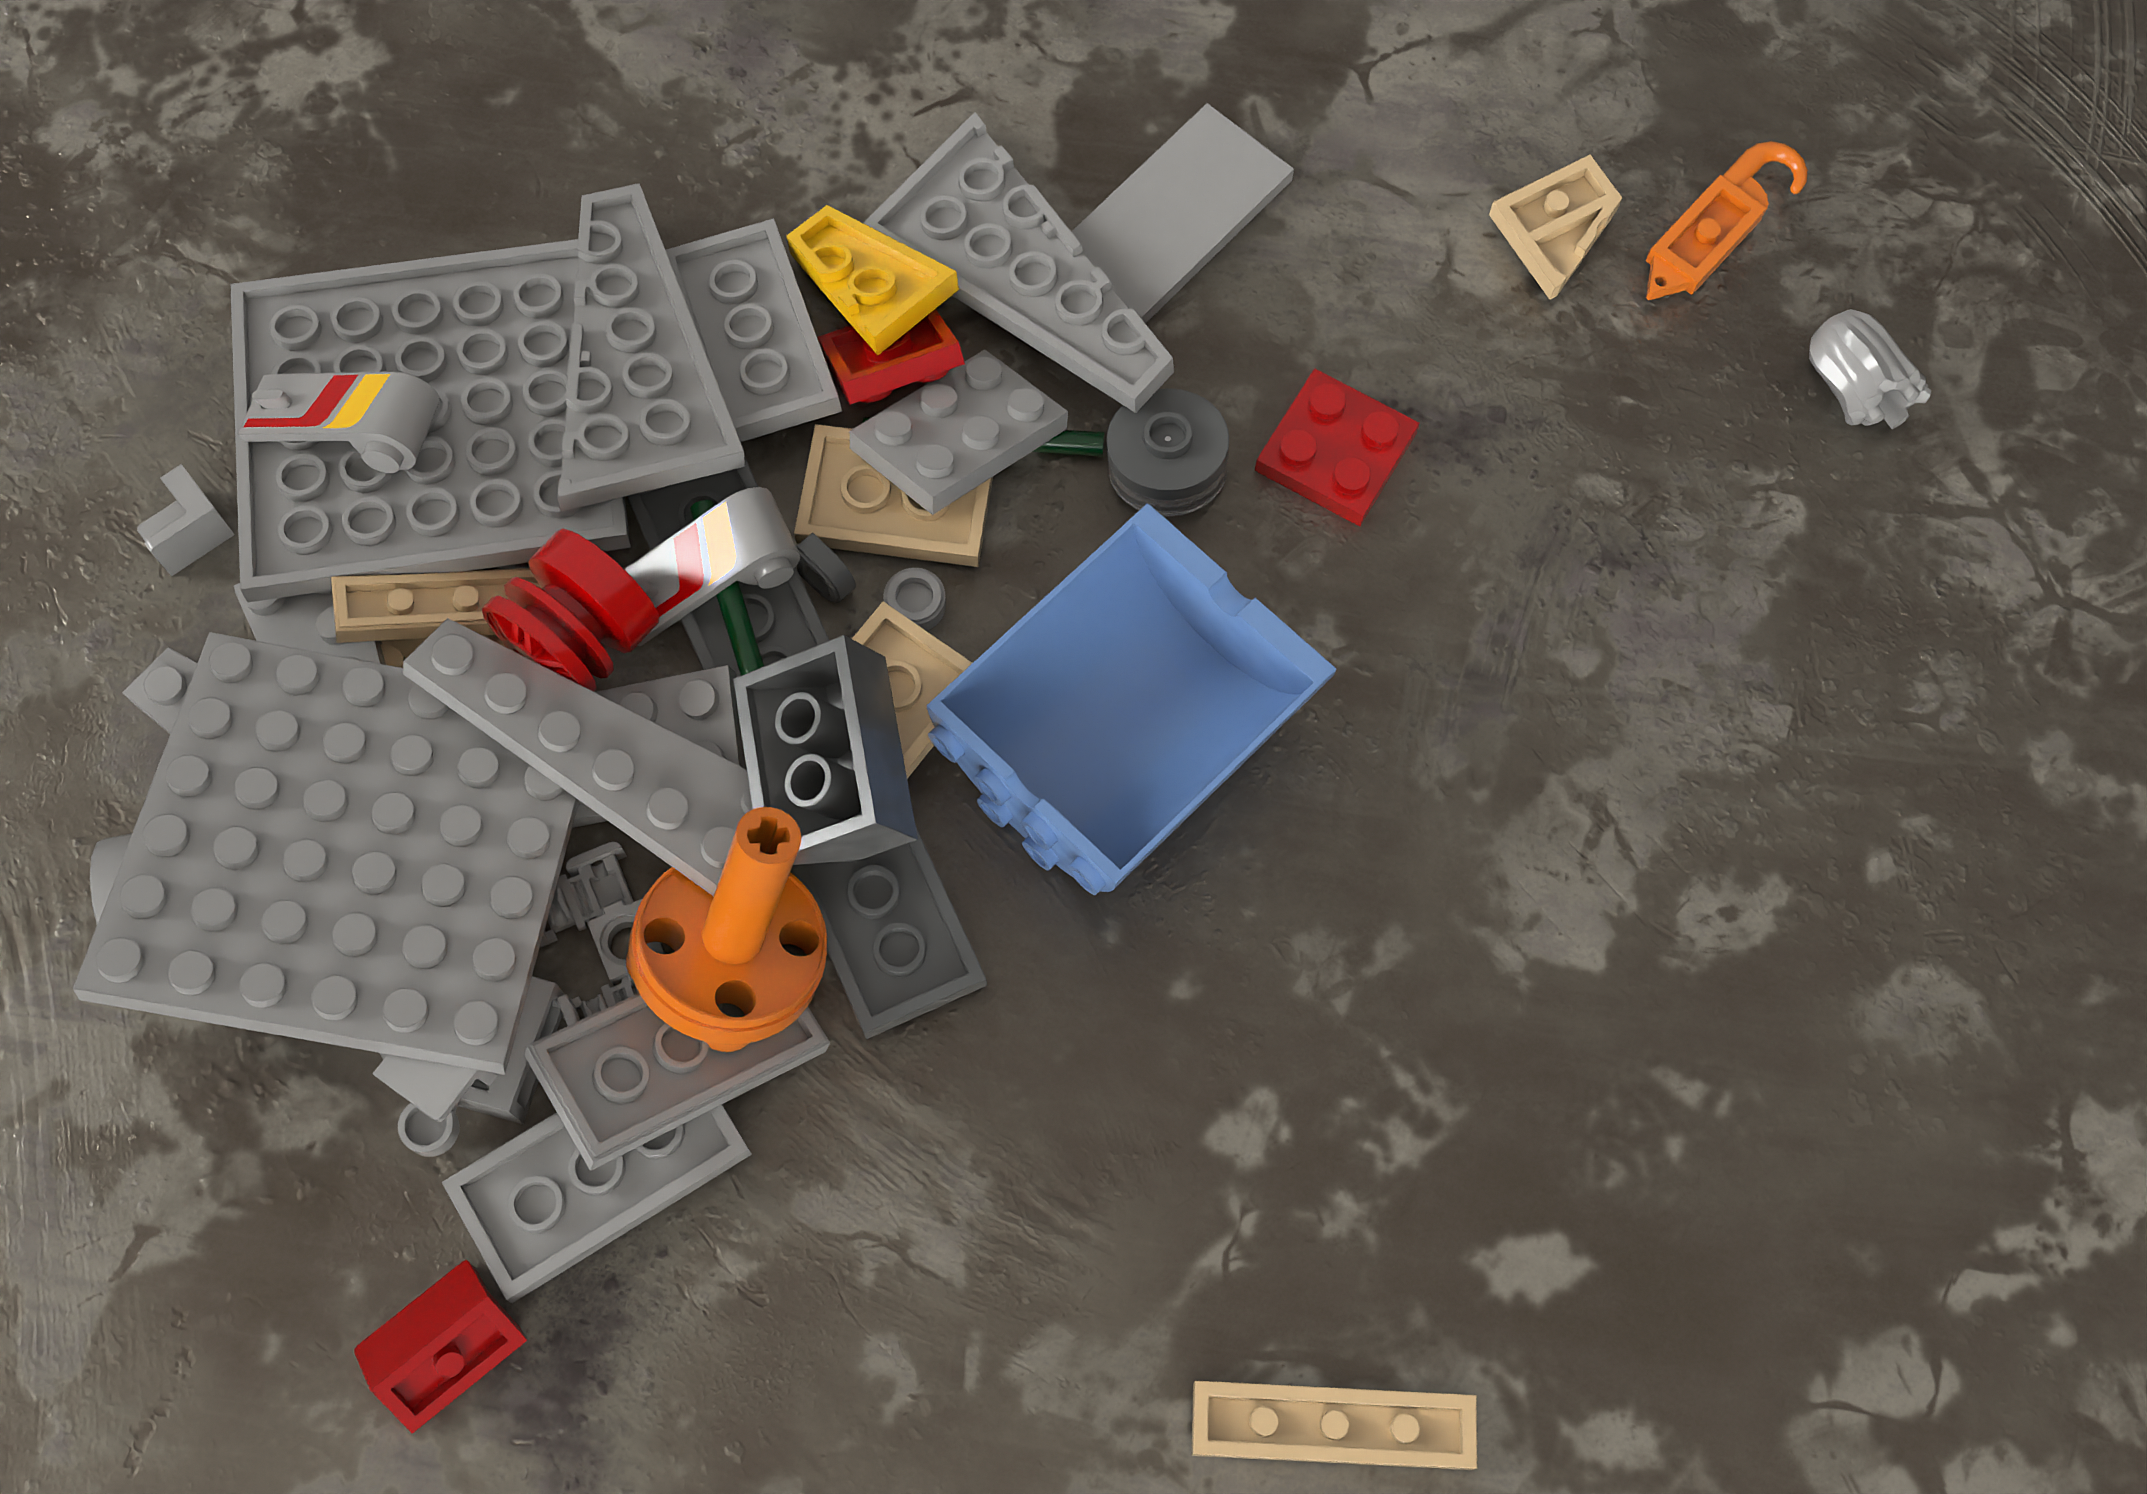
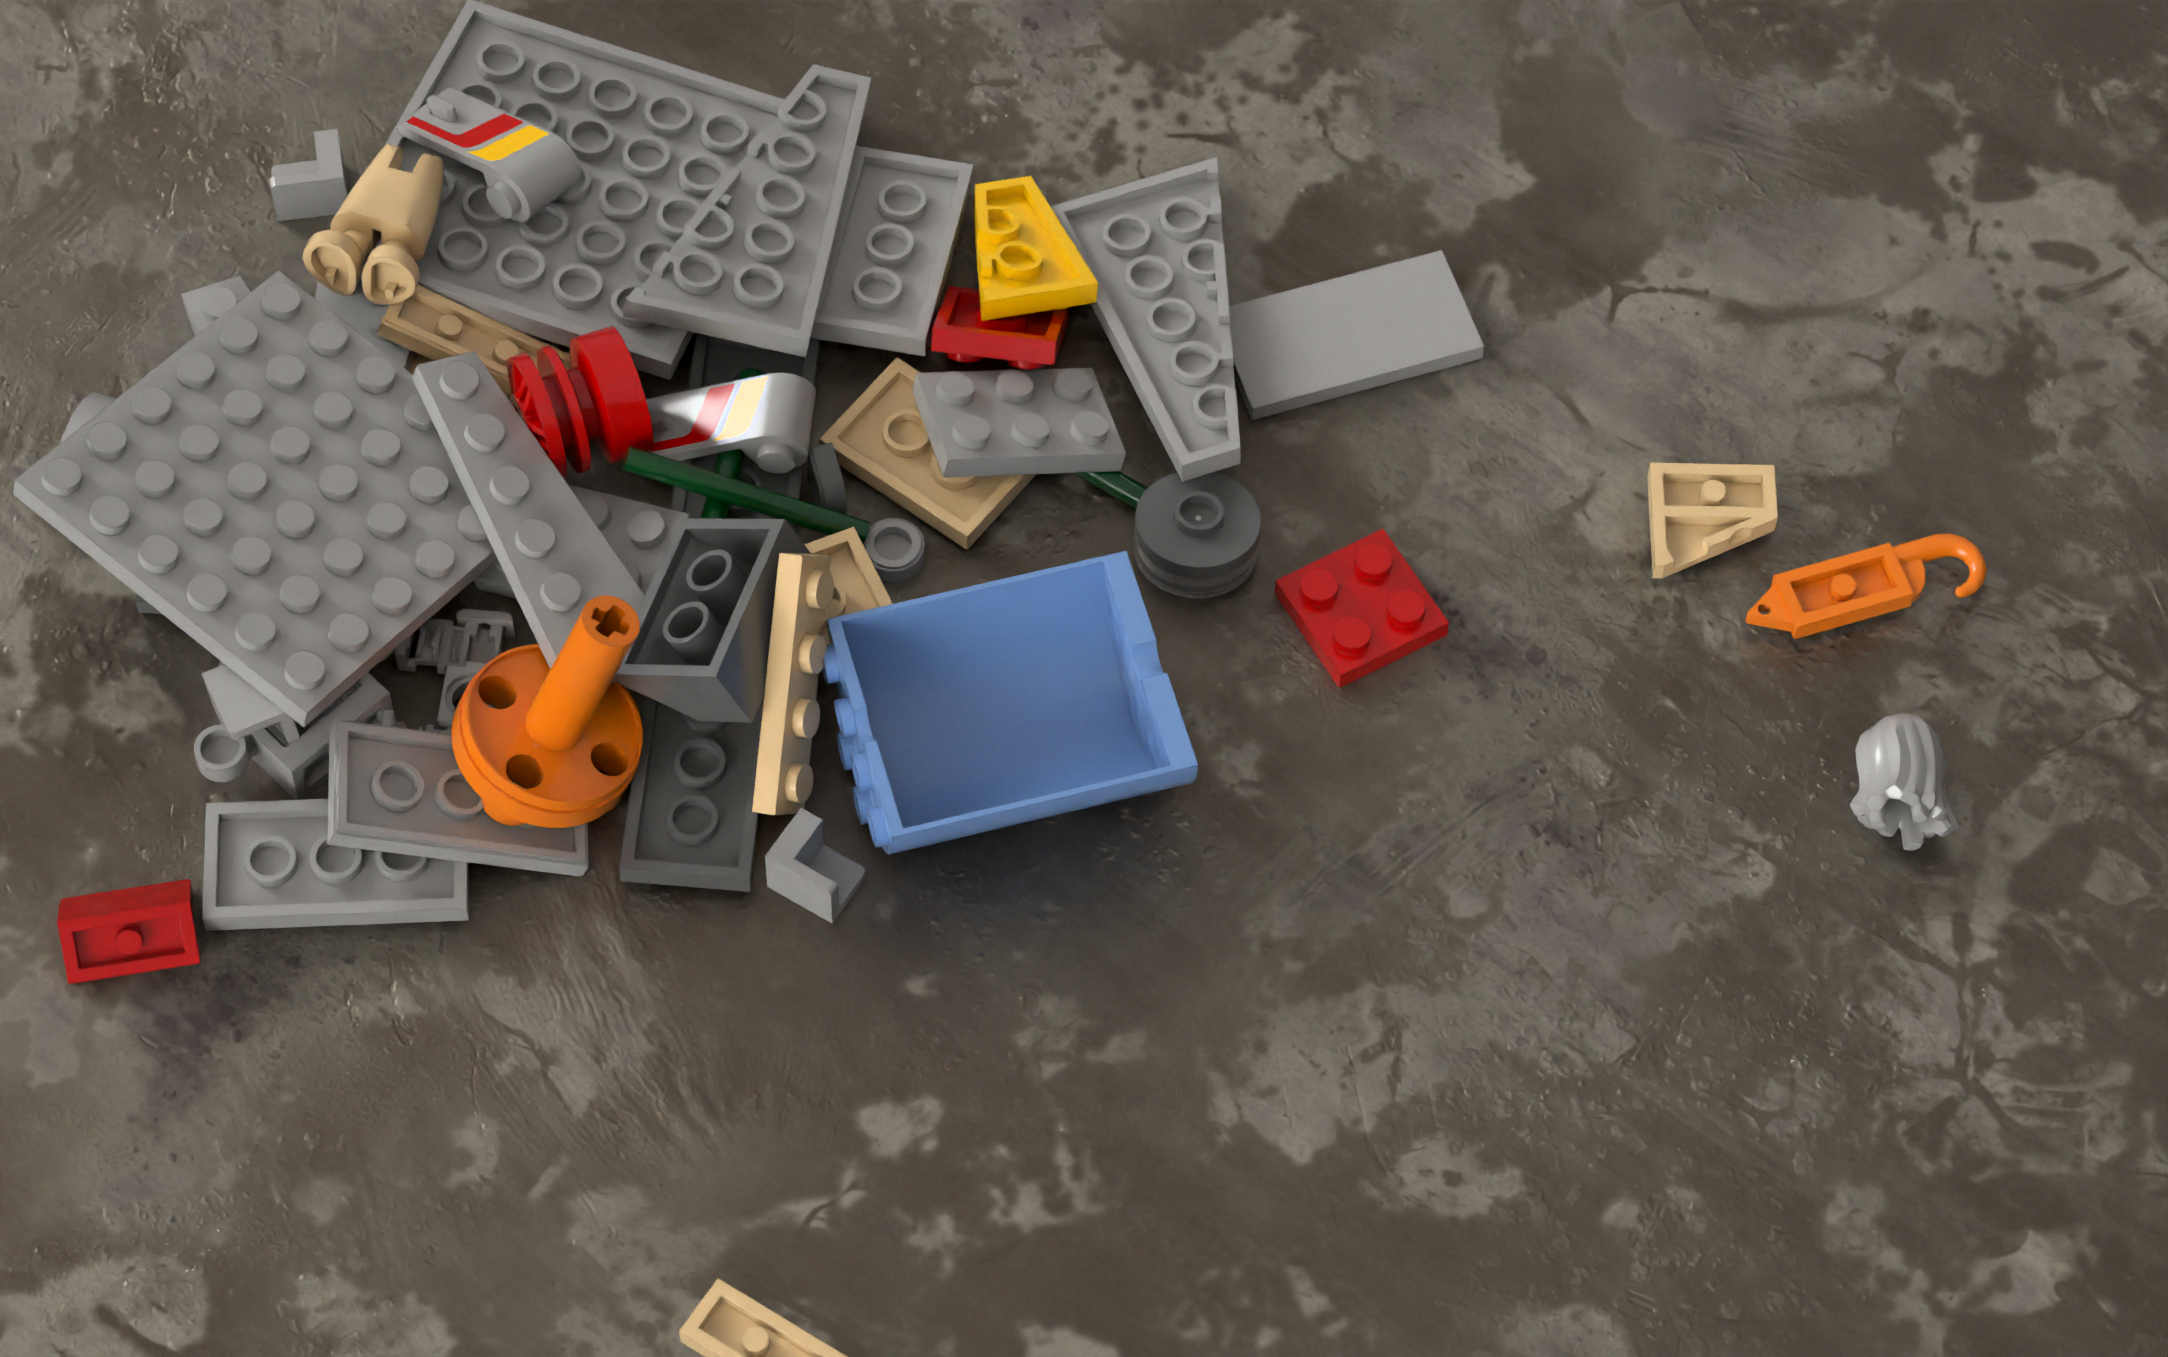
camera: 30 degrees right, 10 degrees down
(266, 521) = (386, 206): none -> tan piece
(763, 622) = (741, 493): none -> dark green bar
(920, 759) = (791, 684): none -> tan plate
(1032, 935) = (810, 871): none -> light grey panel

